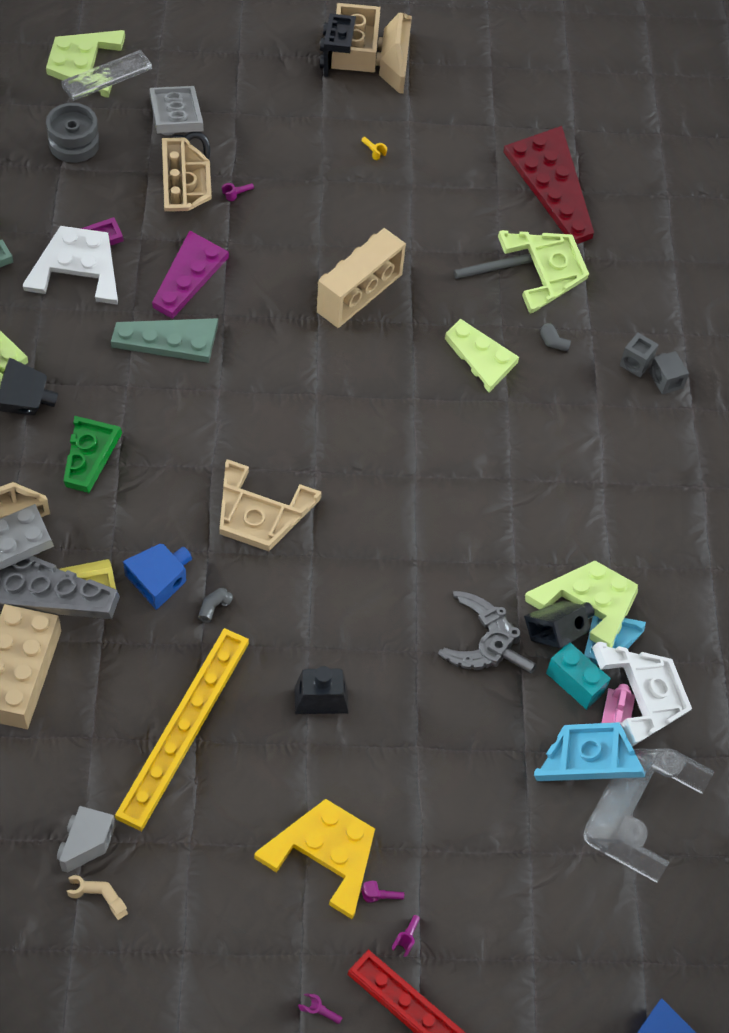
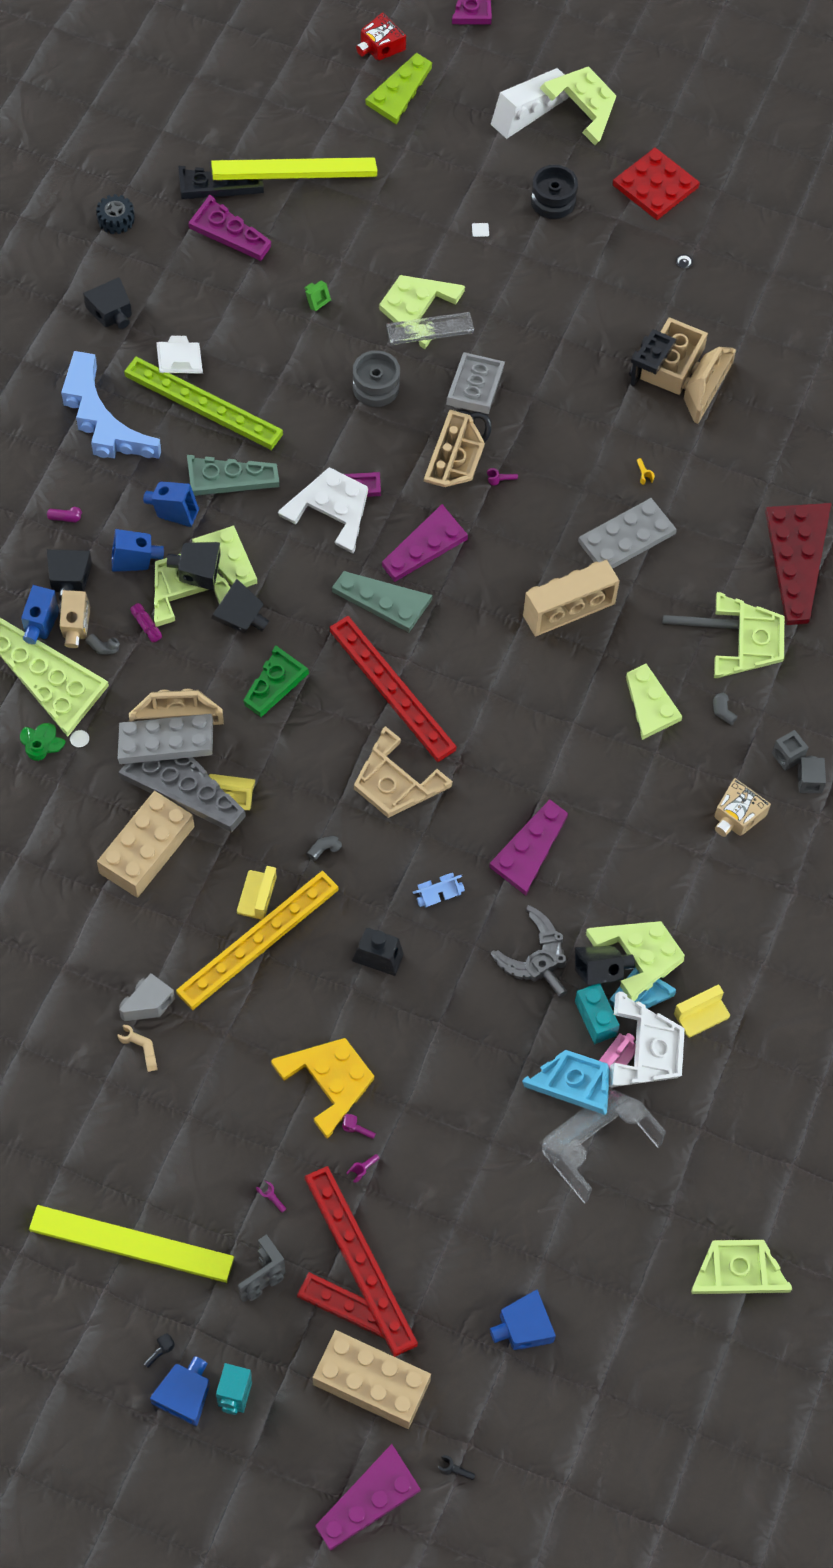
camera: 25 degrees right, 5 degrees up
(157, 572) = (289, 805): blue torso -> none
(161, 677) = (257, 893): none -> light yellow panel
(218, 420) = (393, 689): none -> red plate
(347, 613) = (448, 887): none -> light blue hinge
(385, 206) = (628, 534): none -> light grey plate
(427, 537) = (525, 853): none -> magenta wing
(617, 426) = (740, 809): none -> tan torso
(678, 636) = (702, 1011): none -> light yellow panel

